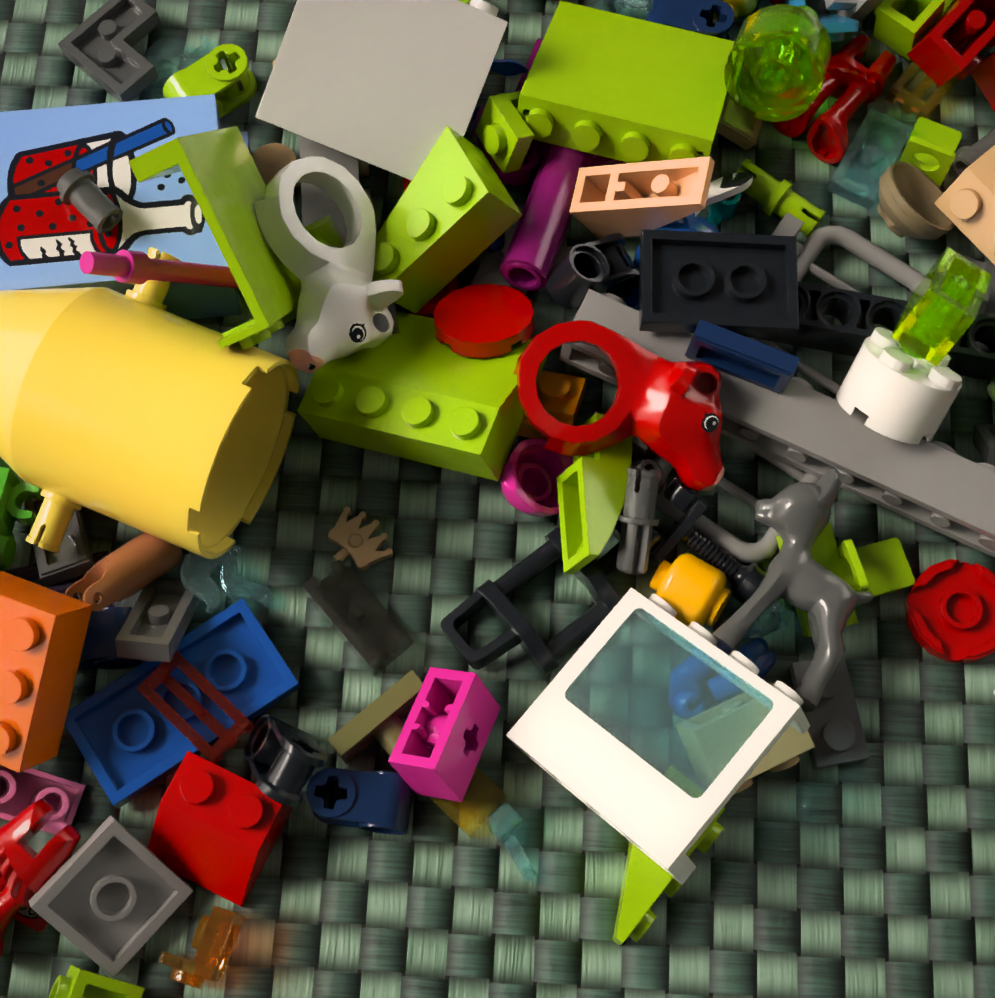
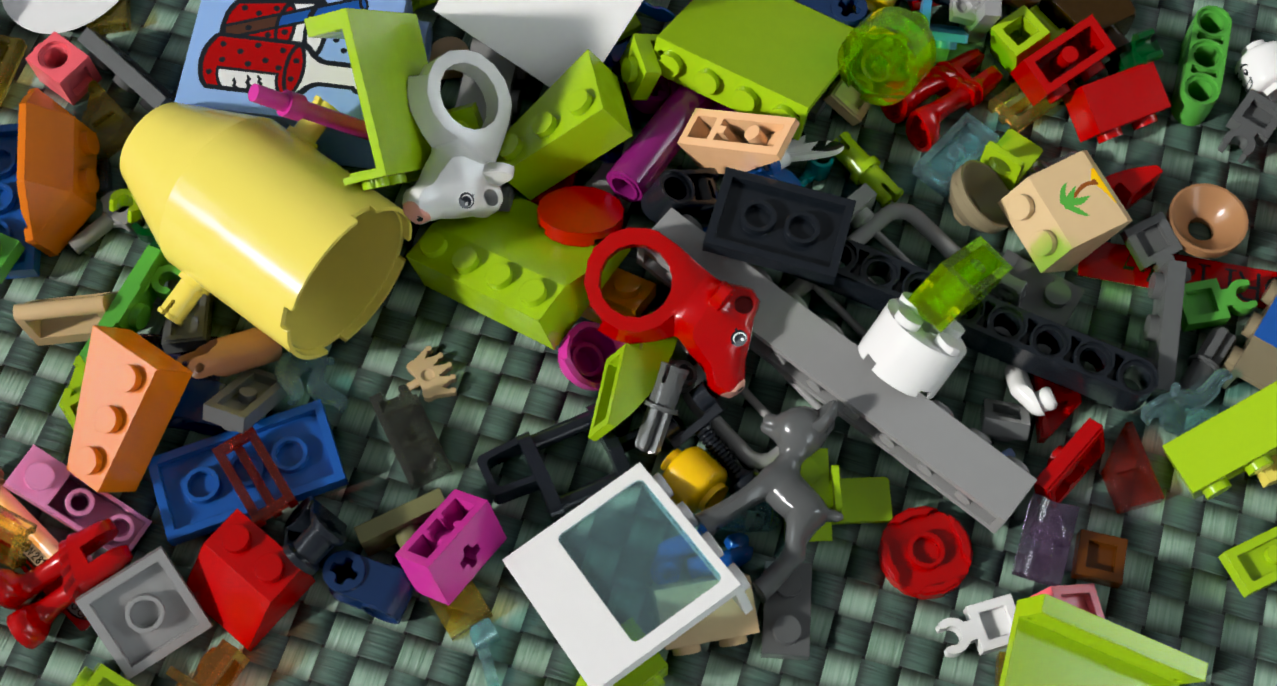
camera: 15 degrees right, 5 degrees down
(79, 190) = (276, 40): dark grey pin -> none
(742, 357) = (781, 290): dark blue tile -> none

